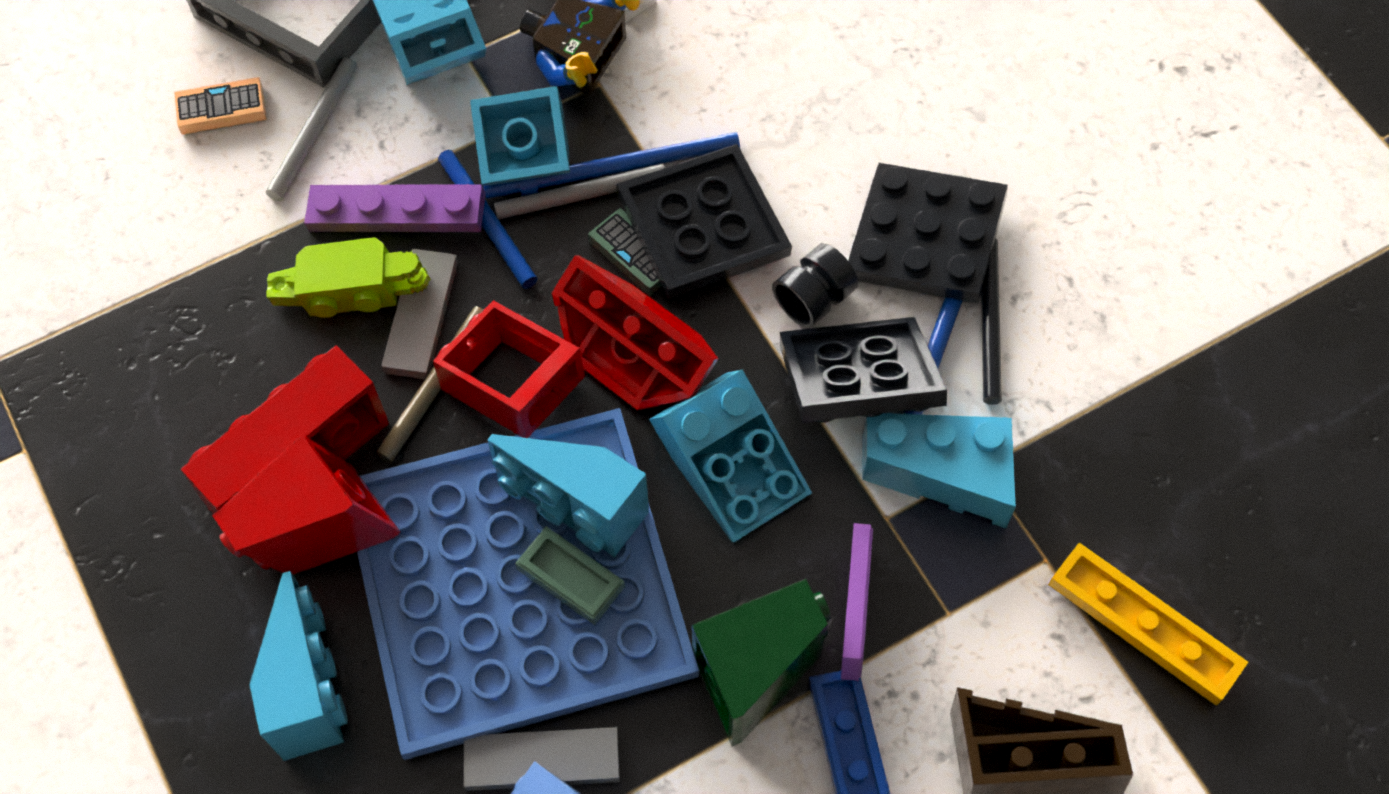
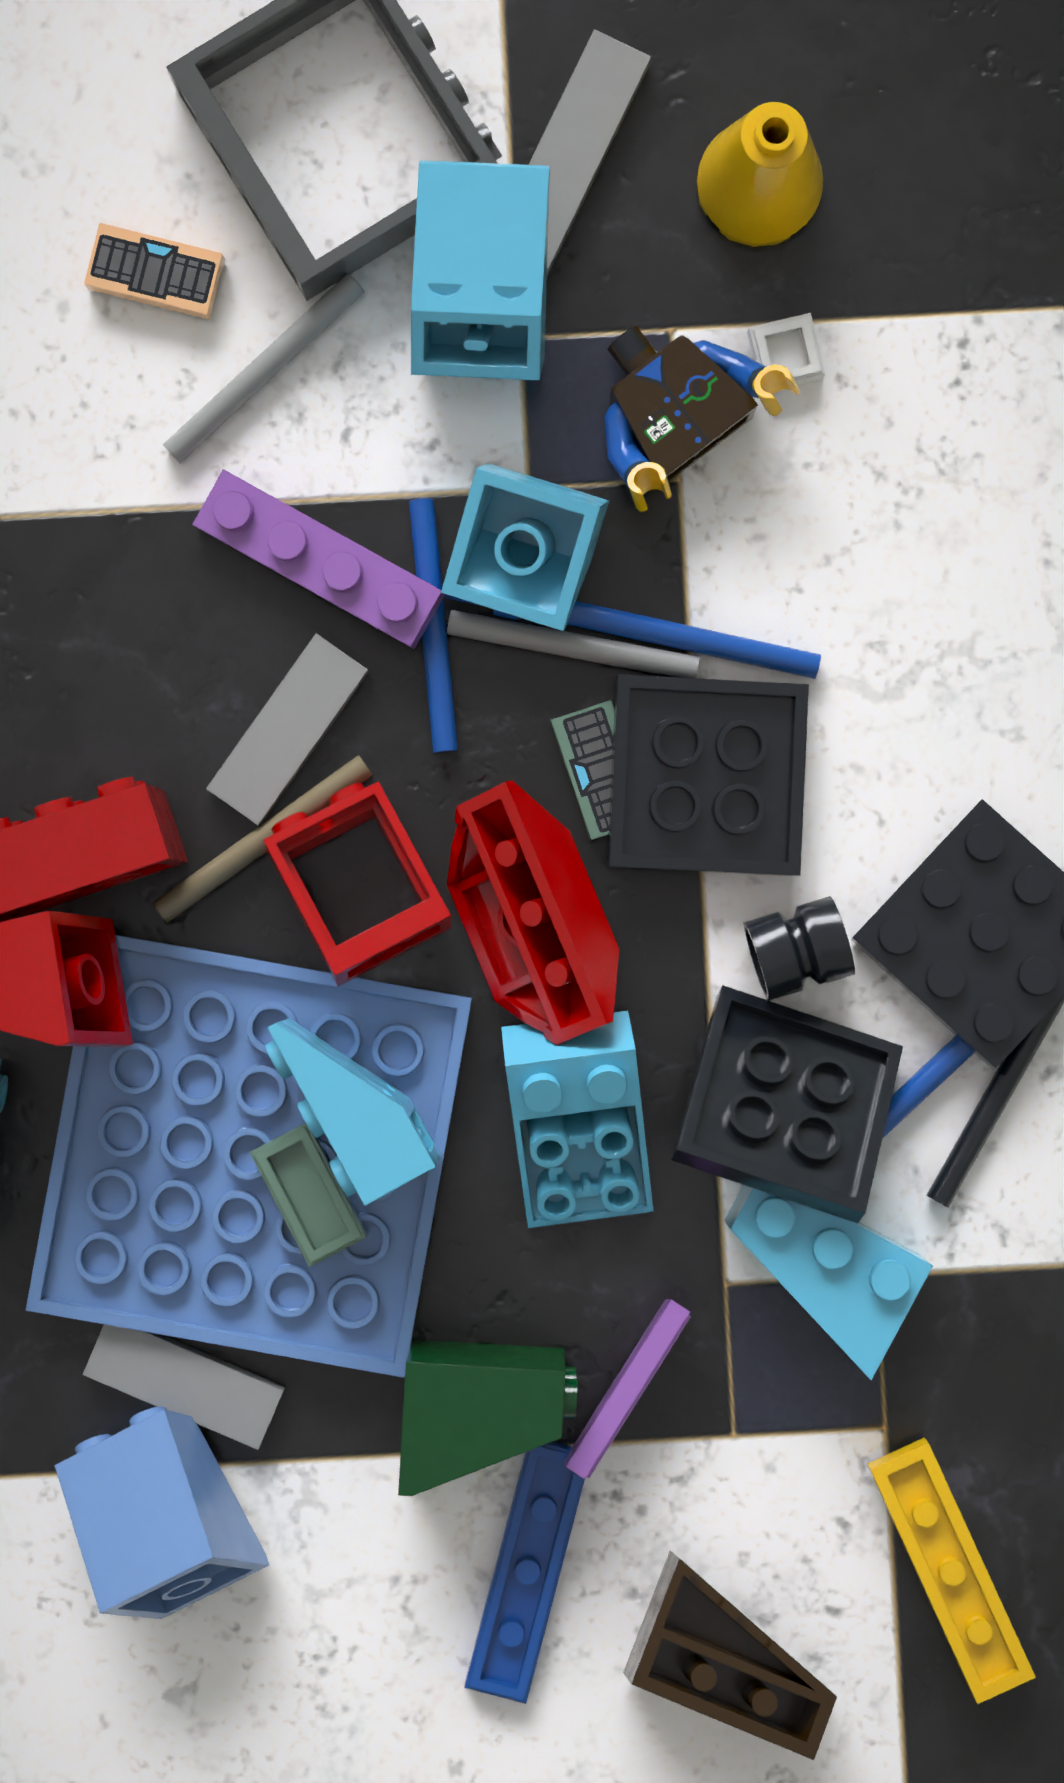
camera: 25 degrees right, 25 degrees up
(347, 278) = (211, 642): lime hinge -> none

